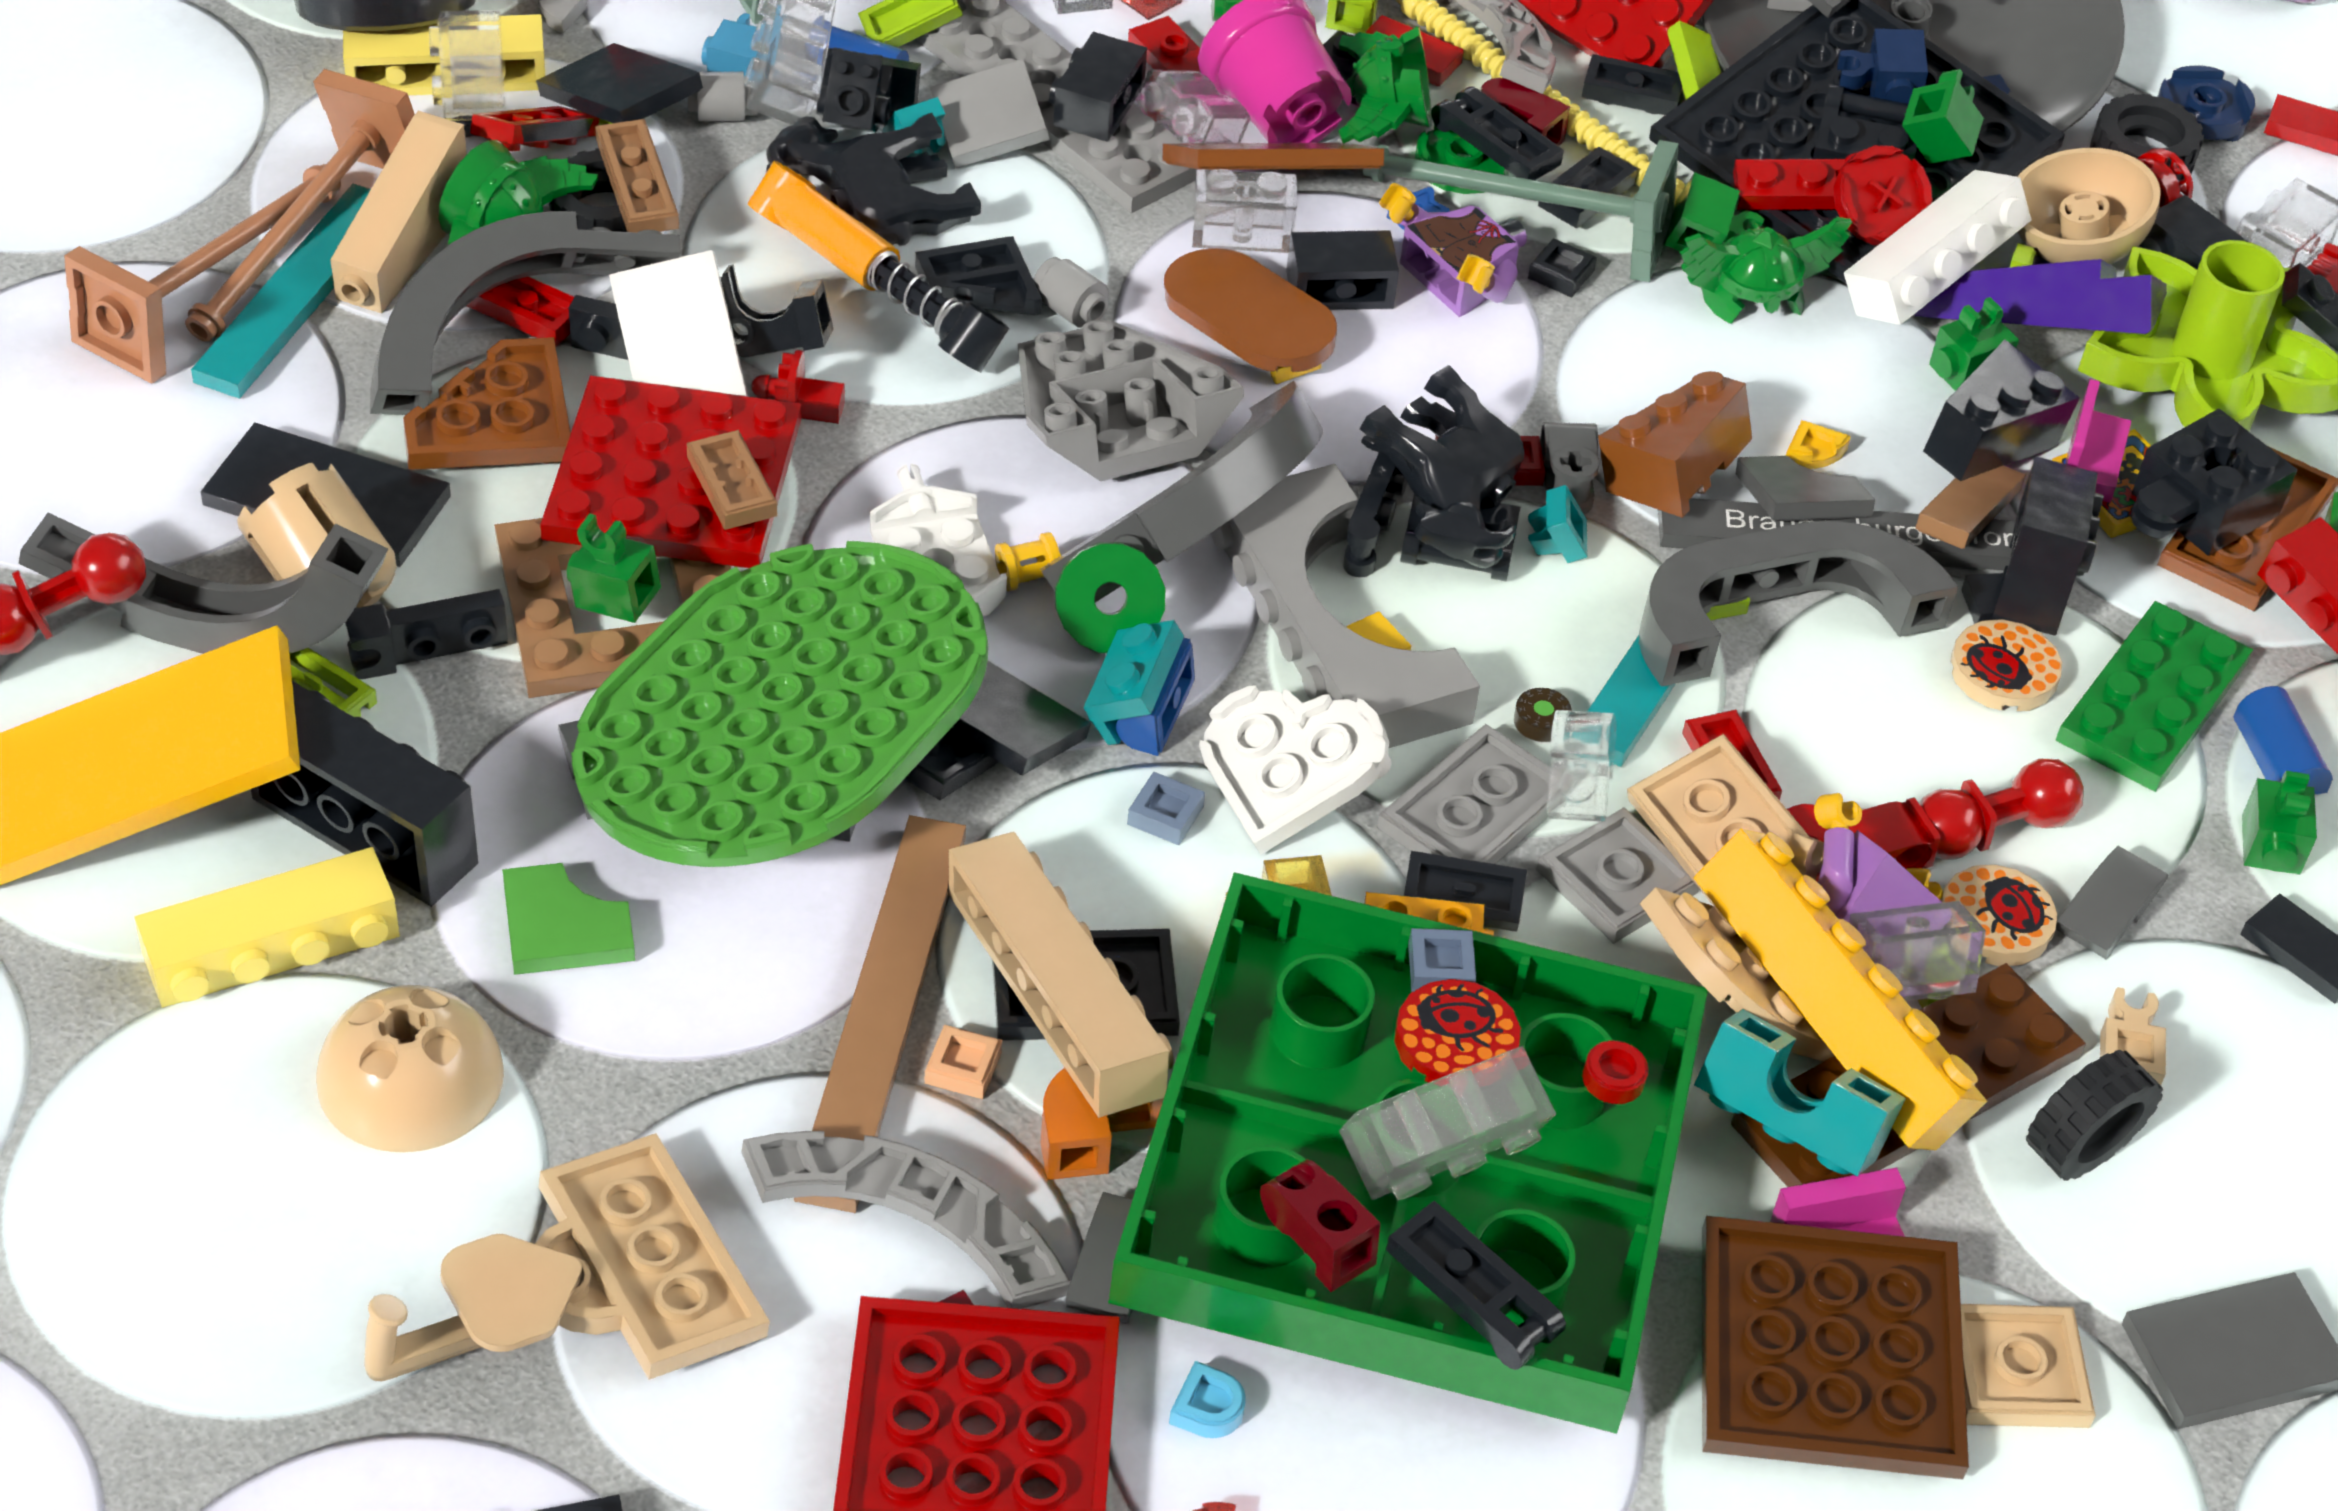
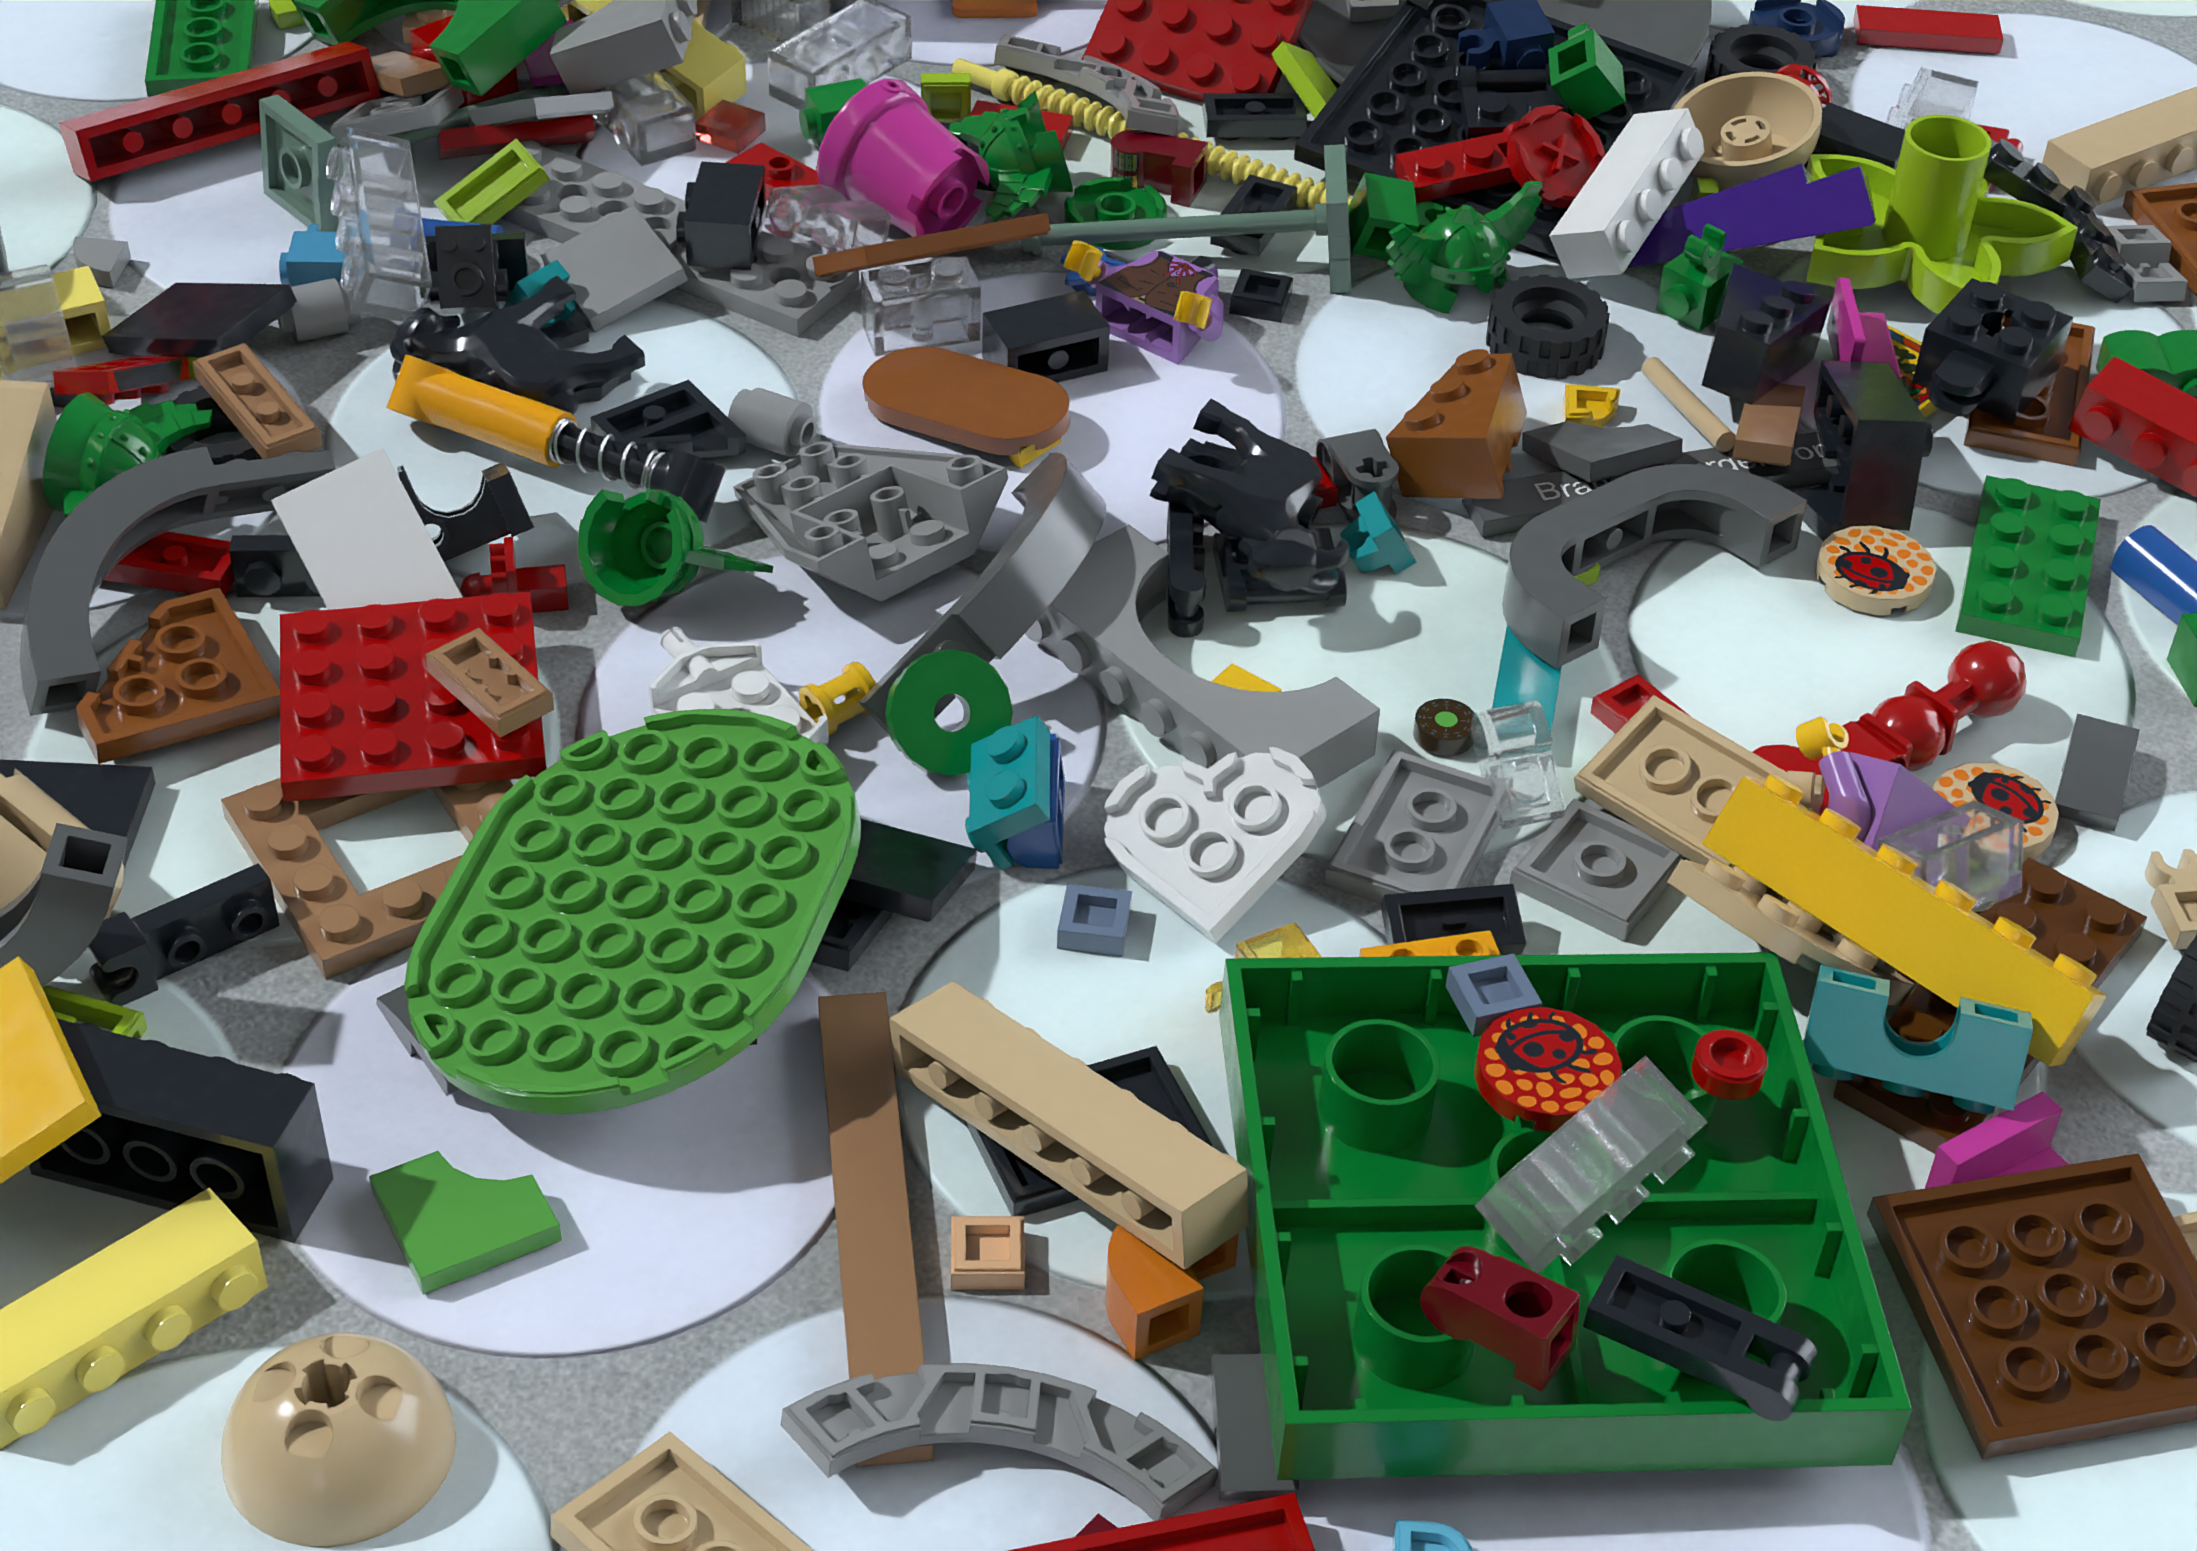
camera: 15 degrees left, 5 degrees down
(612, 572) = (385, 813): green brick -> none
(915, 387) = (647, 547): none -> green helmet
(1498, 134) = (1146, 181): black plate -> none
(1806, 386) = (1548, 301): none -> black tyre
(1906, 463) = (1689, 404): none -> tan bar

